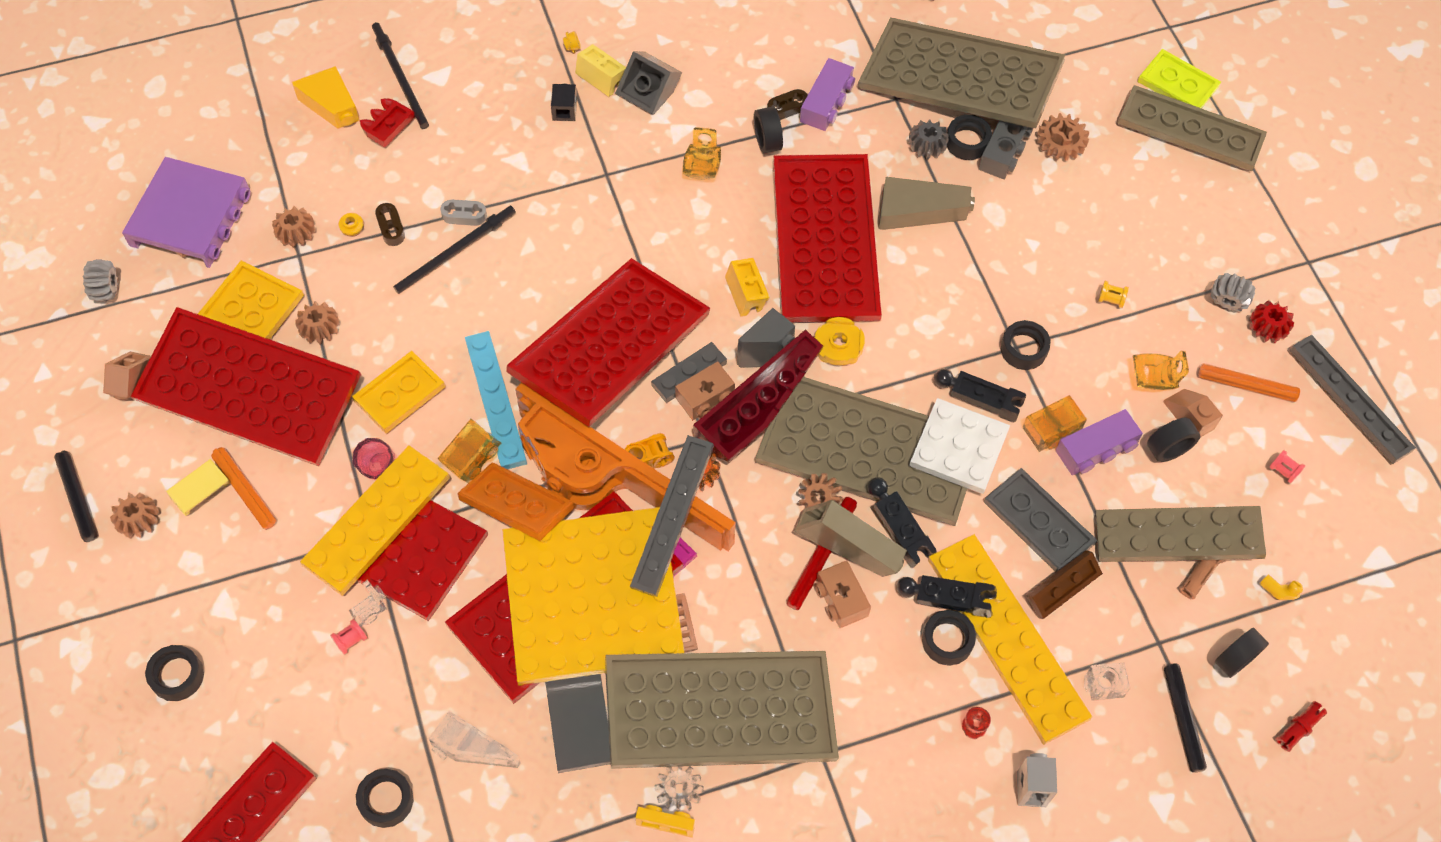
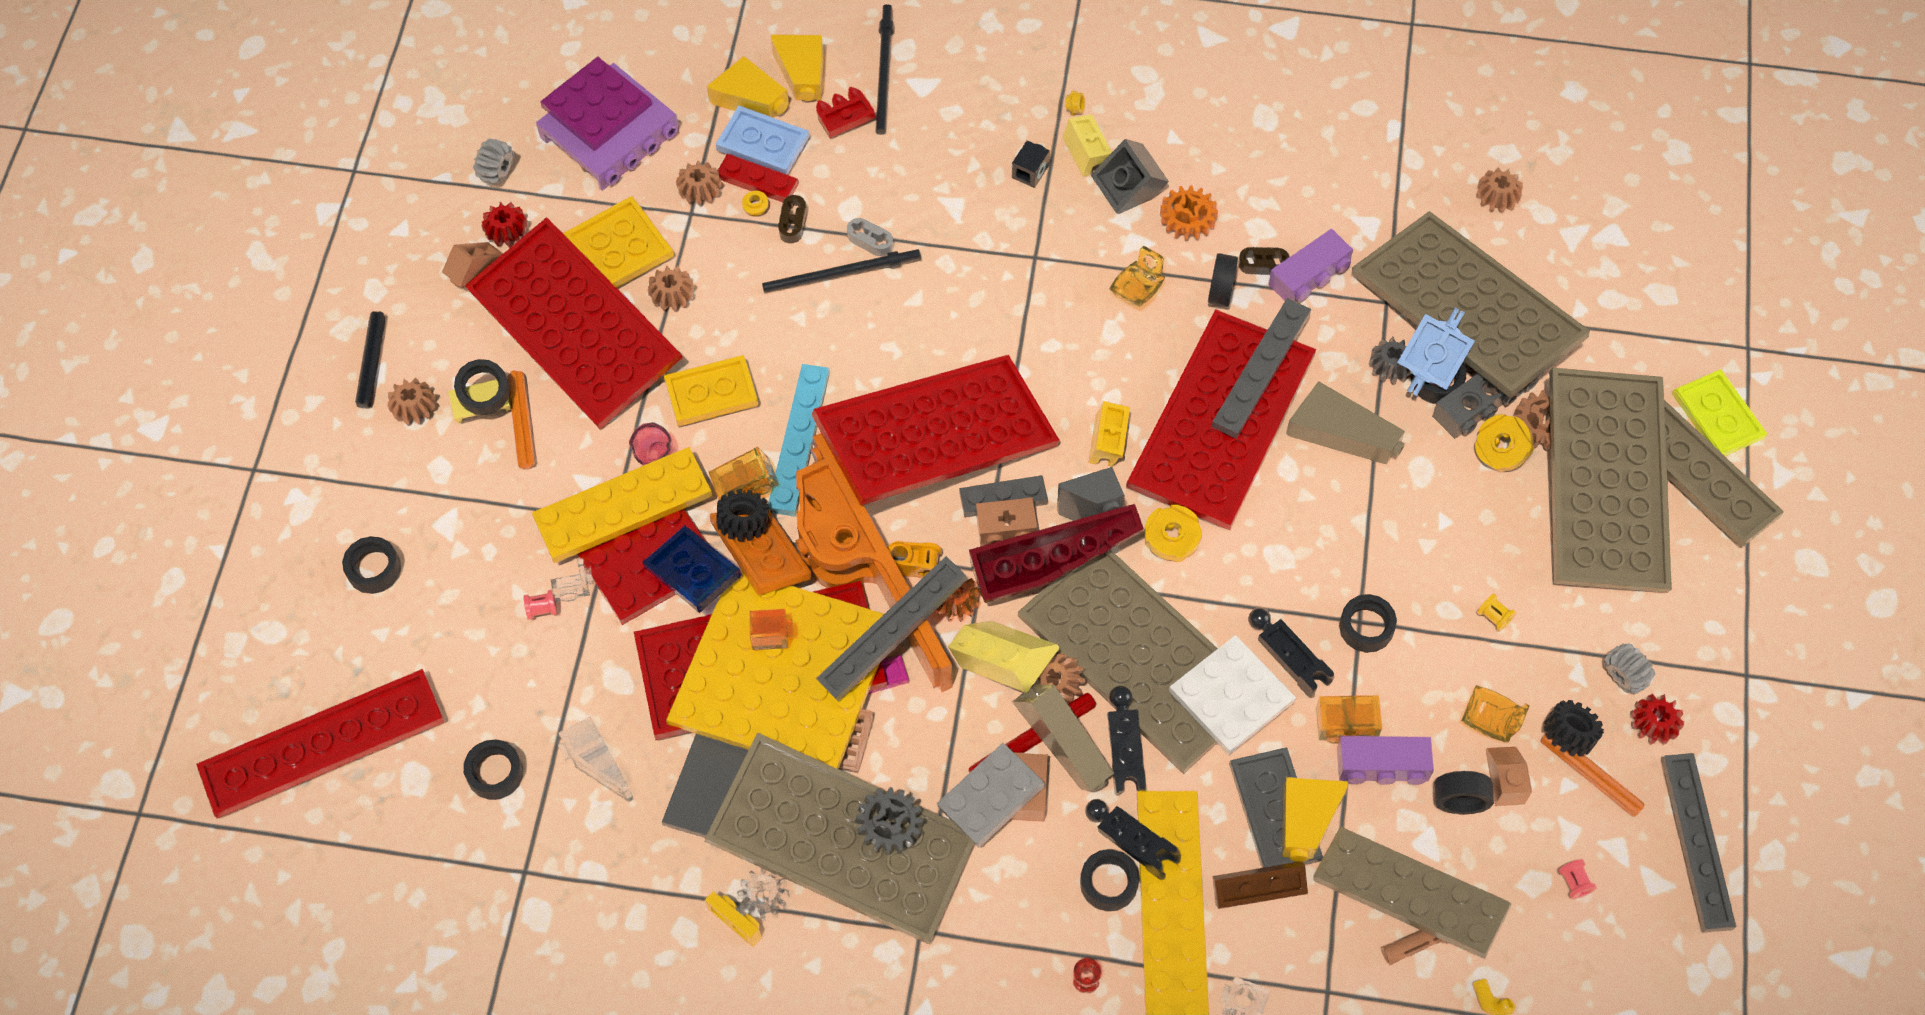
camera: 30 degrees right, 0 degrees up
(138, 329) = (504, 224): none -> red gear
(168, 195) = (596, 103): none -> magenta plate
(184, 458) = (475, 367): none -> black tyre
(296, 136) = (748, 87): none -> yellow slope
(329, 171) = (762, 140): none -> light blue plate
(340, 203) = (757, 178): none -> red plate
(470, 544) = (692, 569): none -> clear blue plate
(492, 490) = (742, 504): none -> black tyre
(567, 563) = (770, 629): none -> clear orange brick
(710, 90) = (1188, 210): none -> orange gear
(761, 686) = (886, 808): none -> dark grey gear
(766, 496) = (1002, 653): none -> light yellow slope
(821, 614) = (990, 795): none -> light grey plate
(836, 185) = (1261, 368): none -> dark grey plate
(963, 116) = (1436, 351): none -> light blue plate
(1043, 152) = (1518, 450): none -> yellow plate
(1071, 512) = (1307, 814): none -> yellow slope
(1138, 160) = (1609, 480): none -> dark tan plate
(1220, 354) = (1573, 728): none -> black tyre

